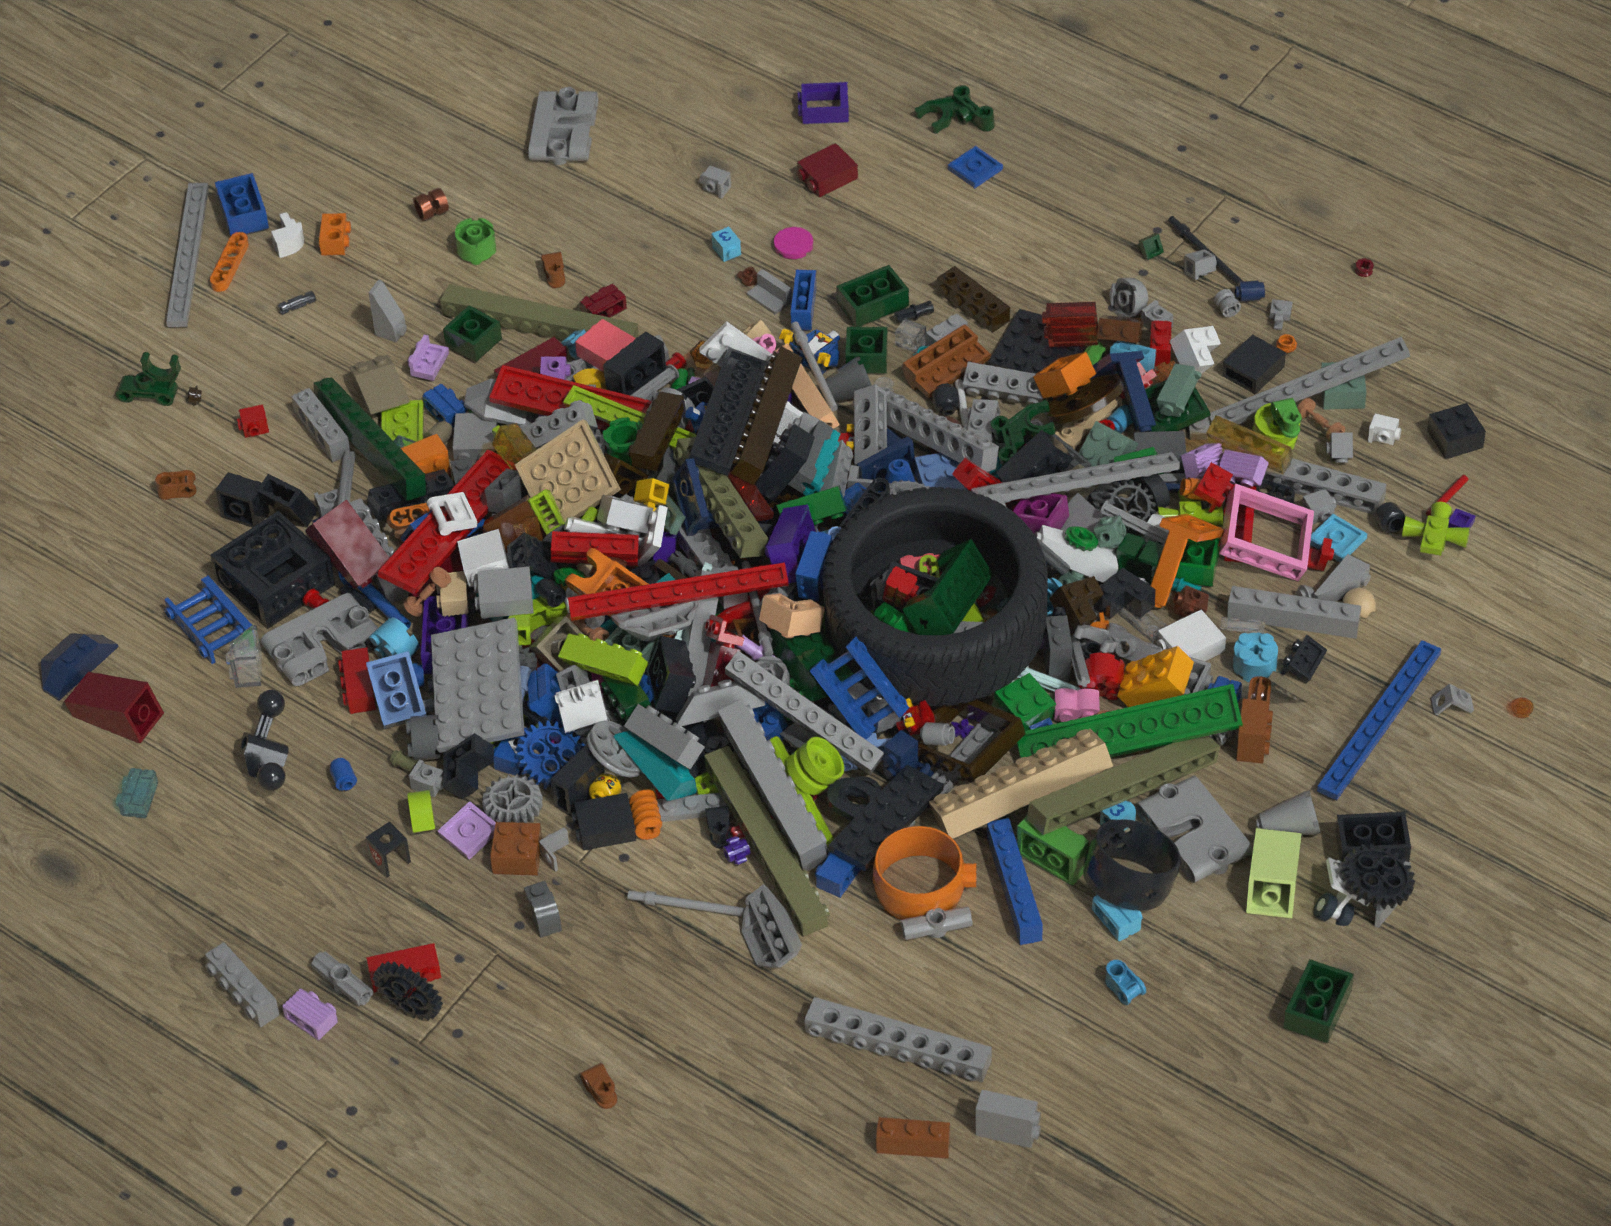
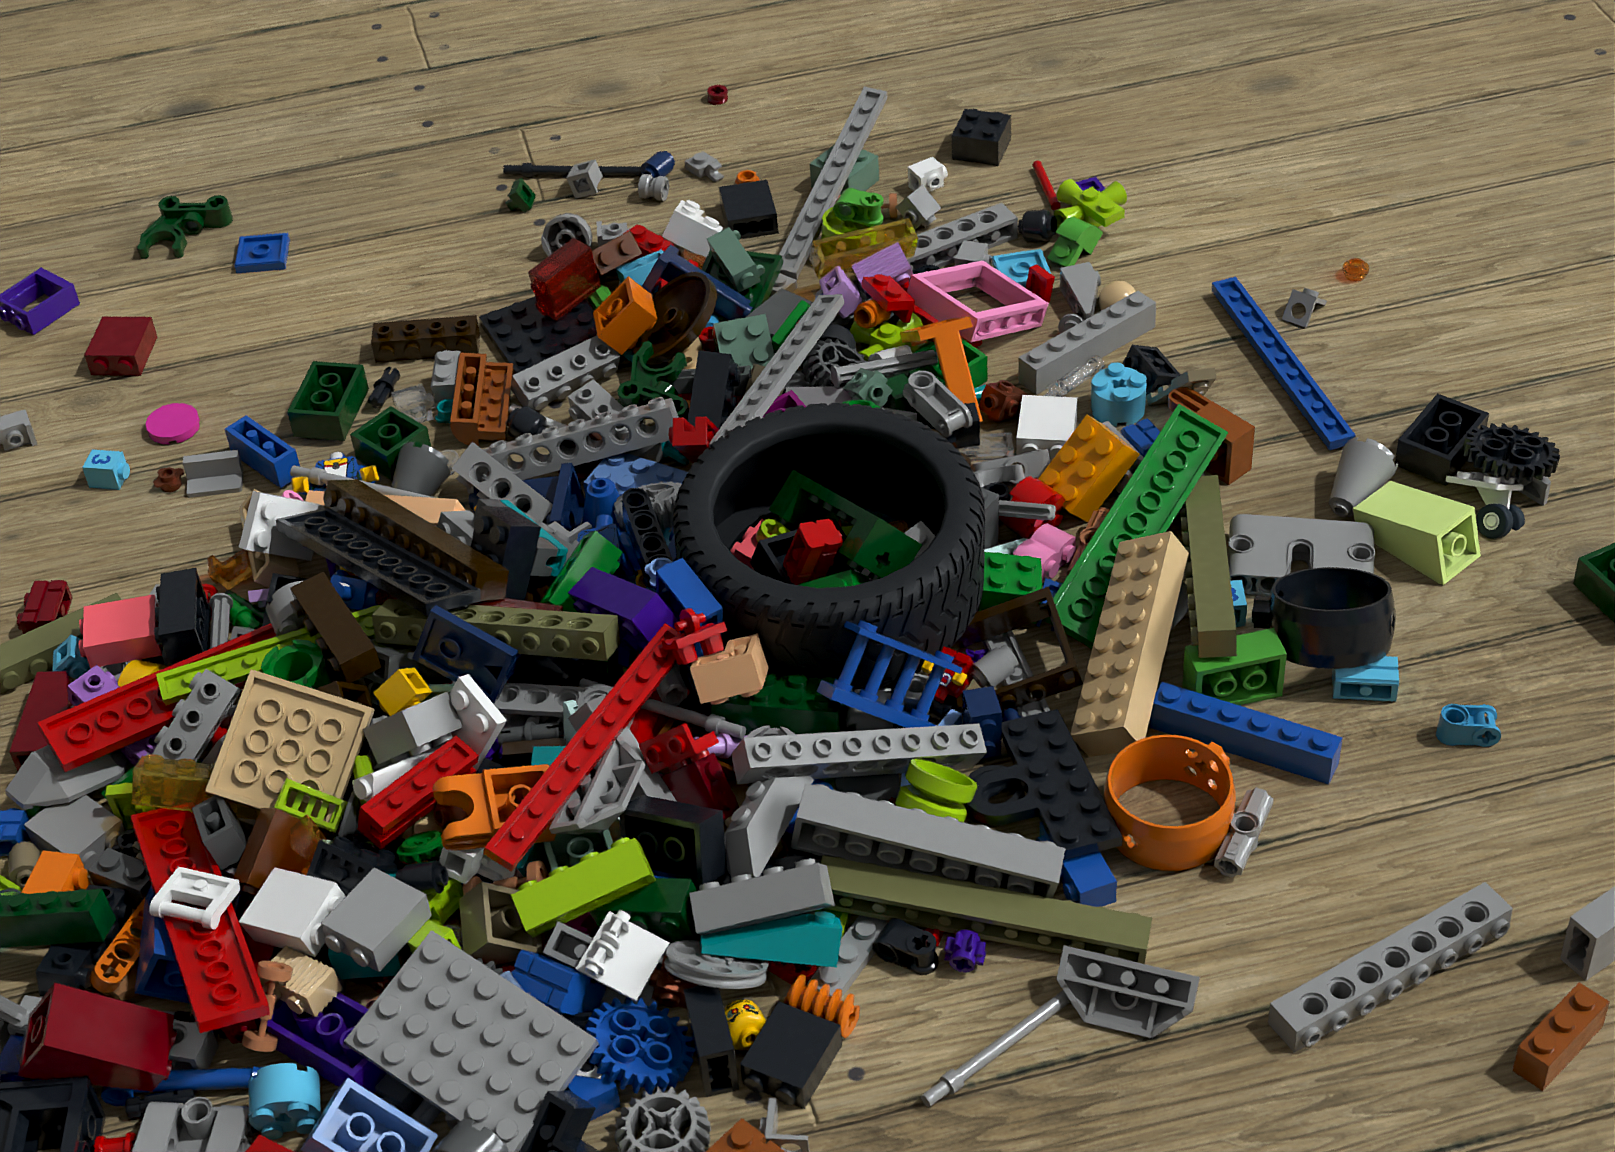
camera: 50 degrees left, 5 degrees down
(775, 579) = (683, 644): none -> red hips
(1123, 570) = (936, 403): none -> light grey piece
(1393, 542) = (1074, 238): none -> bright green brick

